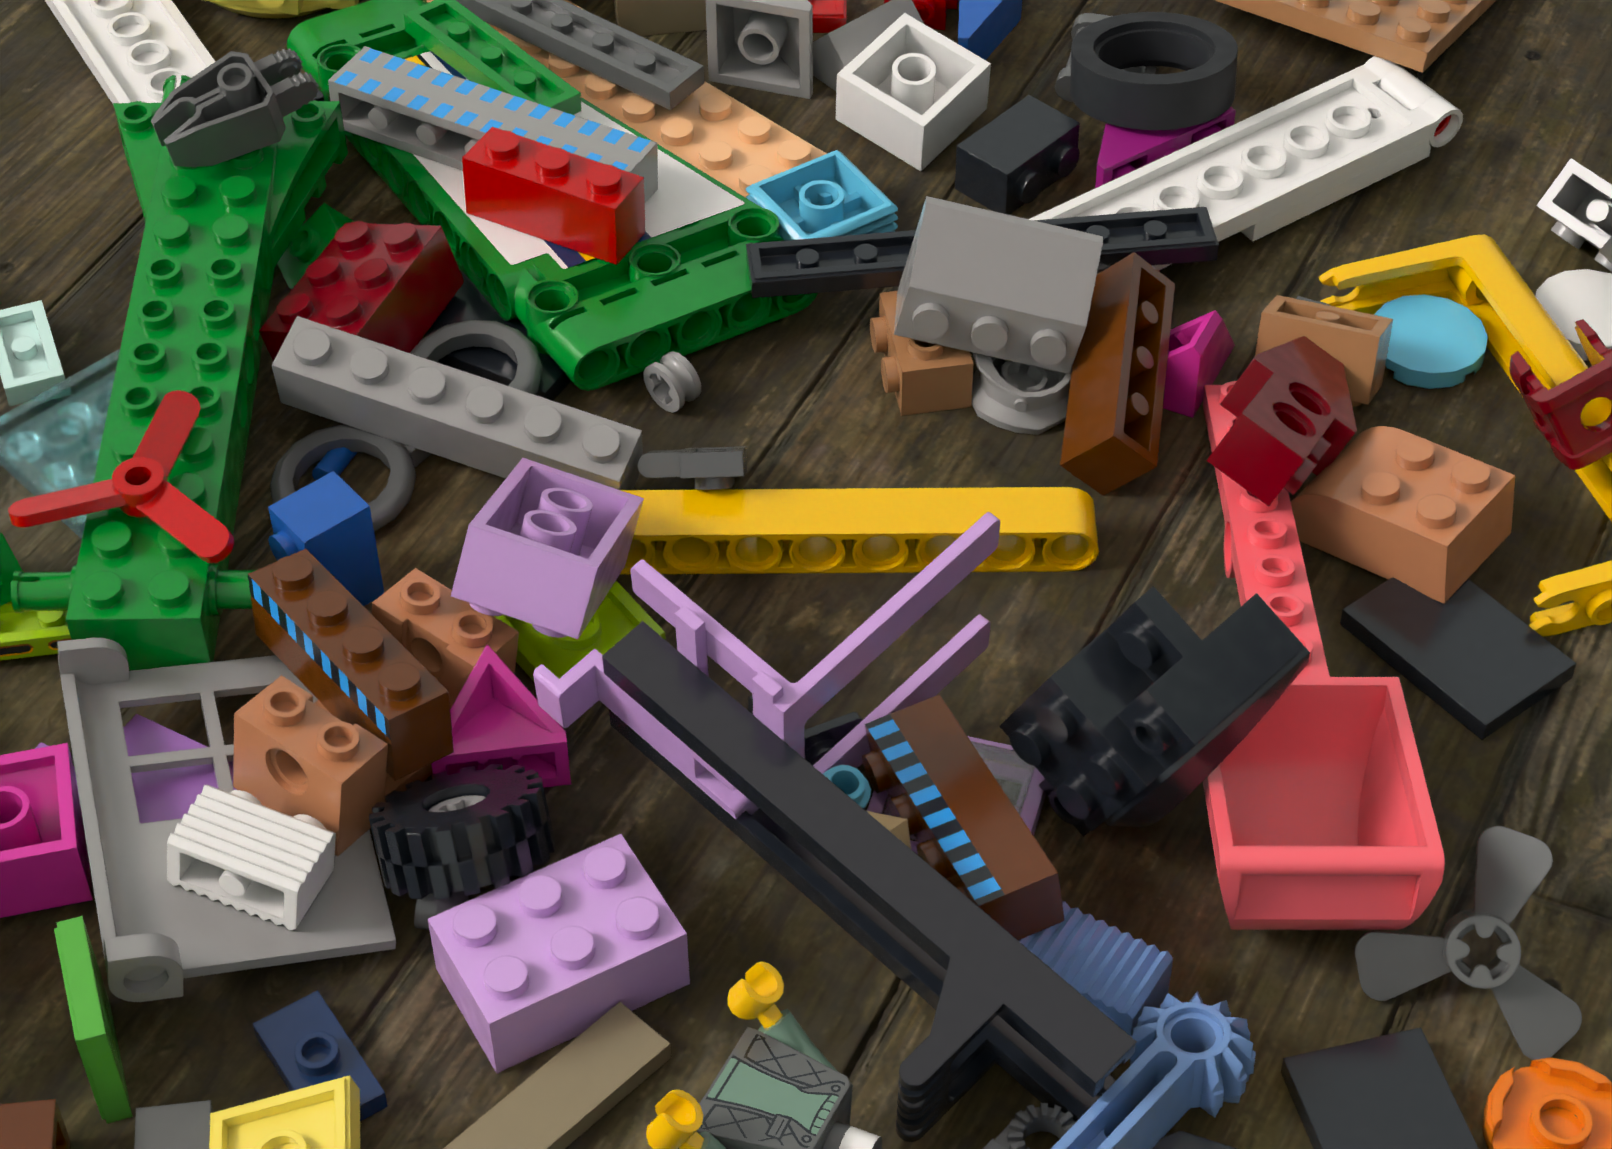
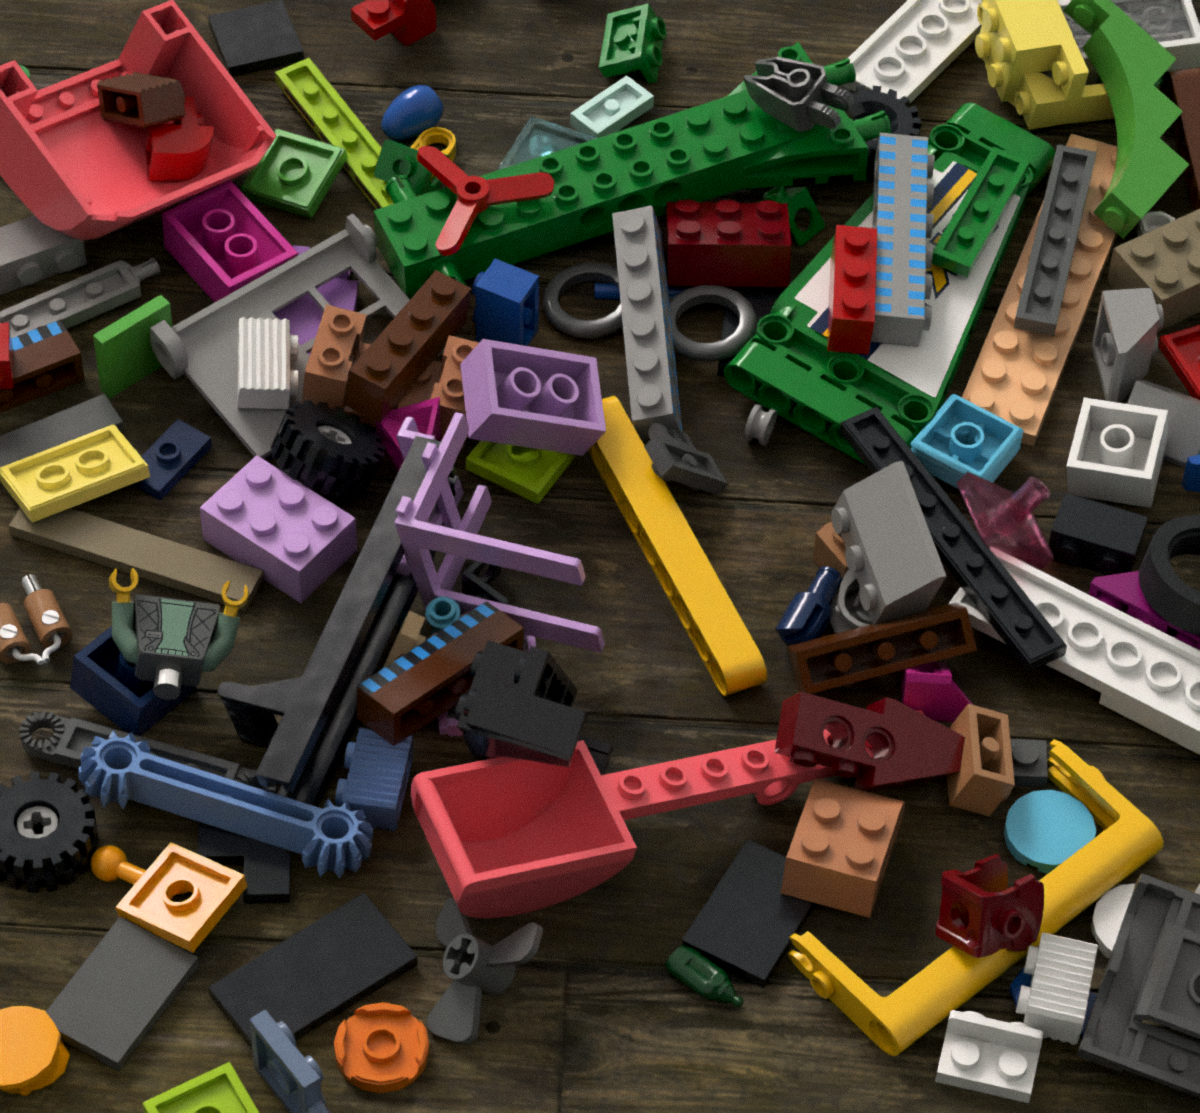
camera: 65 degrees right, 5 degrees up
(969, 185) = (1007, 518): none -> clear pink tile
(1008, 433) = (810, 610): none -> dark blue arm
(1543, 727) = (702, 976): none -> dark green piece

